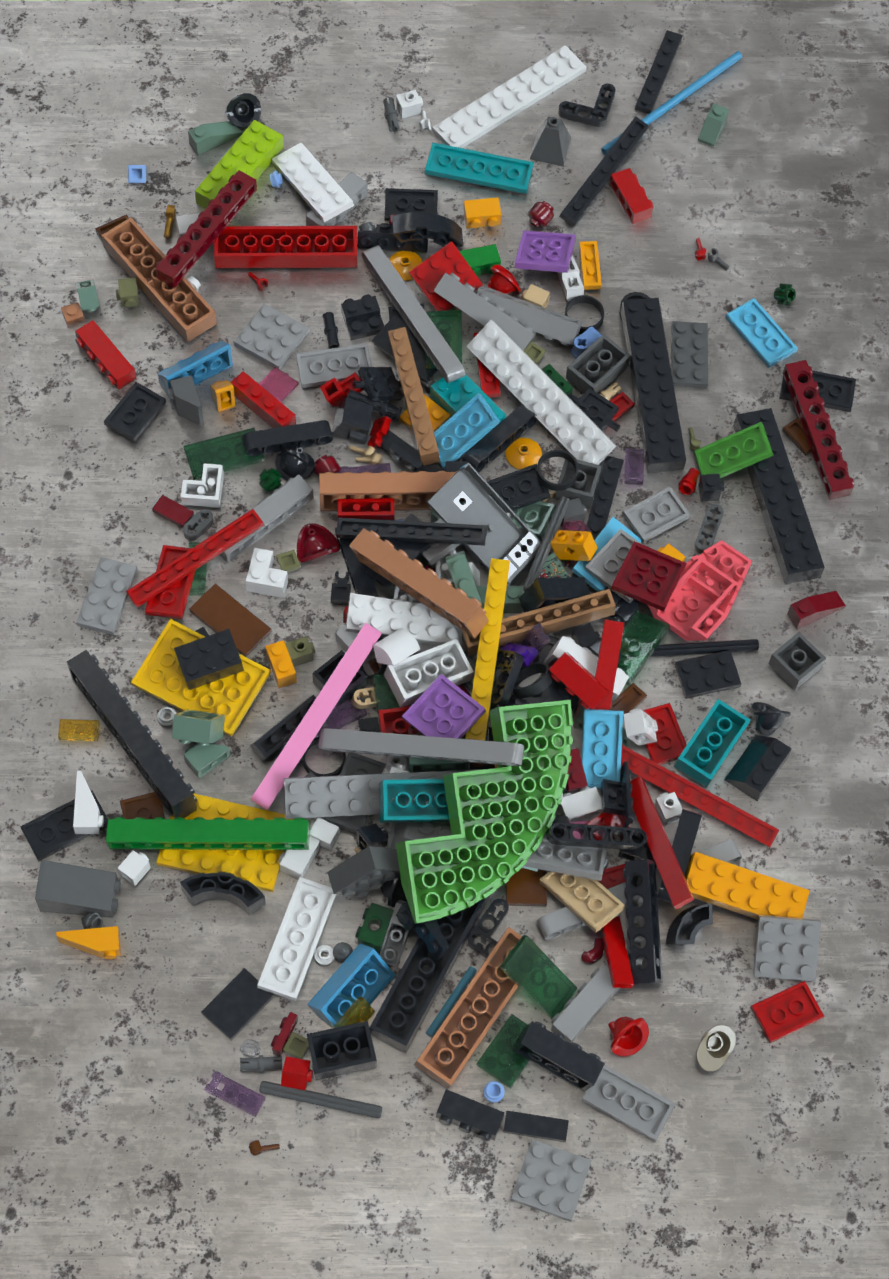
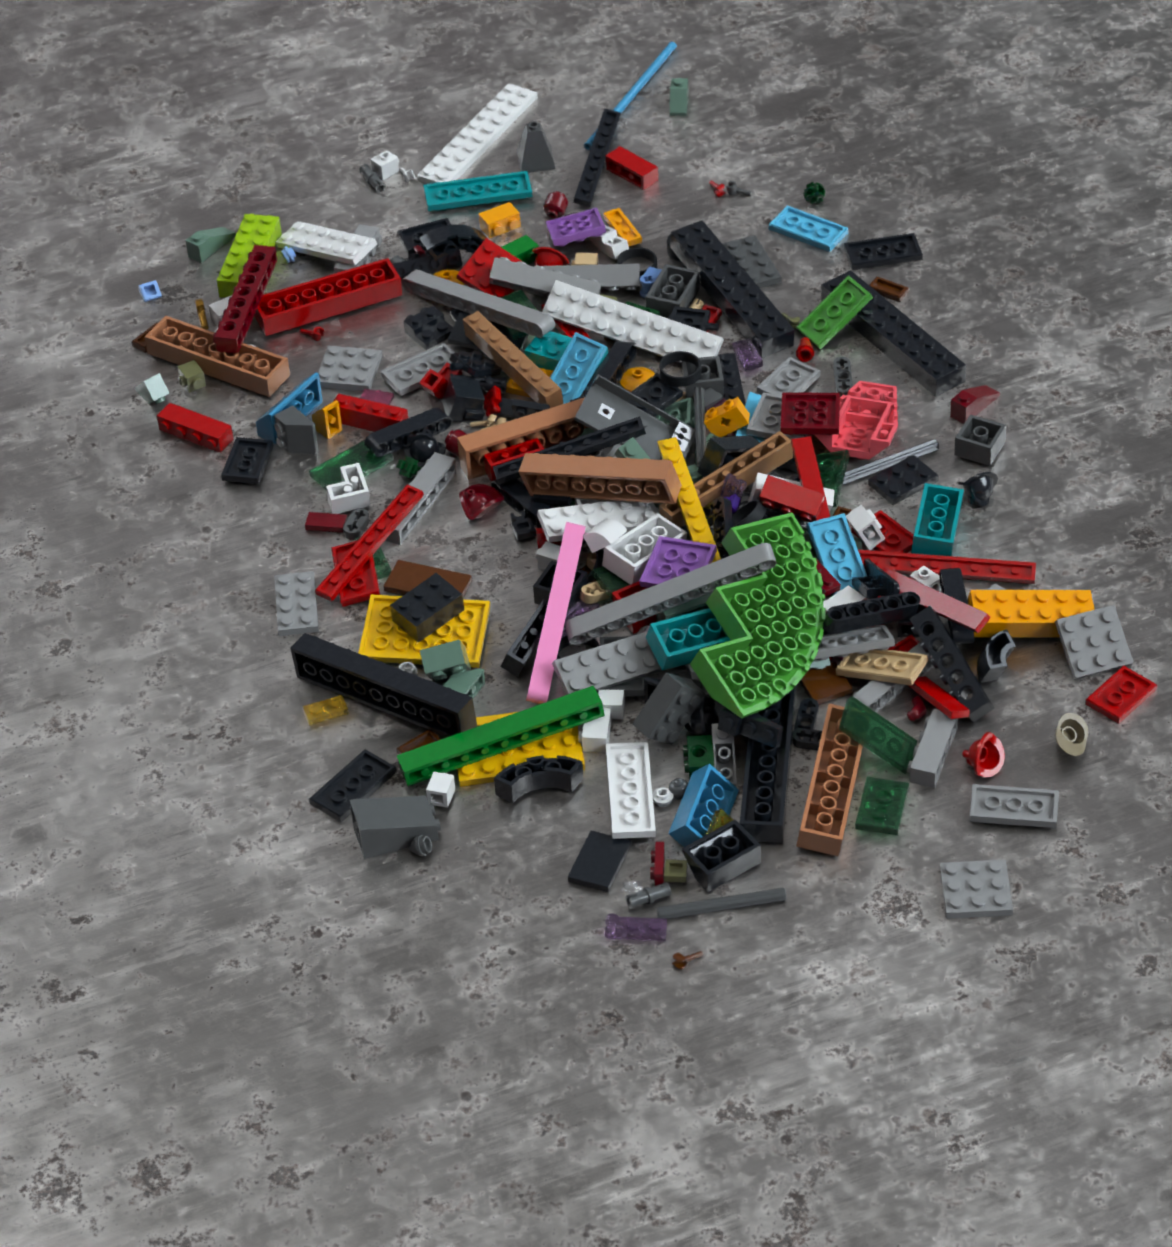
camera: 15 degrees left, 20 degrees down
(72, 313) = (144, 410): nougat plate -> none
(86, 812) = (369, 758): white slope -> none
(95, 941) = (431, 858): light orange slope -> none
(243, 110) = (229, 211): black helmet -> none
(263, 578) = (444, 539): white brick -> none
(281, 664) = (501, 597): light orange brick -> none
(288, 561) = (460, 522): olive plate -> none
(296, 1073) = (687, 888): red brick -> none
(300, 651) = (508, 582): olive brick -> none
(330, 330) = (403, 345): black pin -> none
(451, 1001) = (803, 791): medium azure bar -> none
(469, 1115) = (871, 864): black brick -> none
(493, 1091) = (883, 841): light blue plate -> none
(536, 1126) = (938, 853): black tile -> none
(558, 1056) = (930, 785): black brick -> none
(596, 112) = (564, 124): black beam -> none
(658, 72) = (605, 77): black plate -> none
(710, 487) = (827, 346): black brick -> none
(758, 765) = (989, 527): black slope -> none
(834, 487) = (901, 275): dark red brick -> none

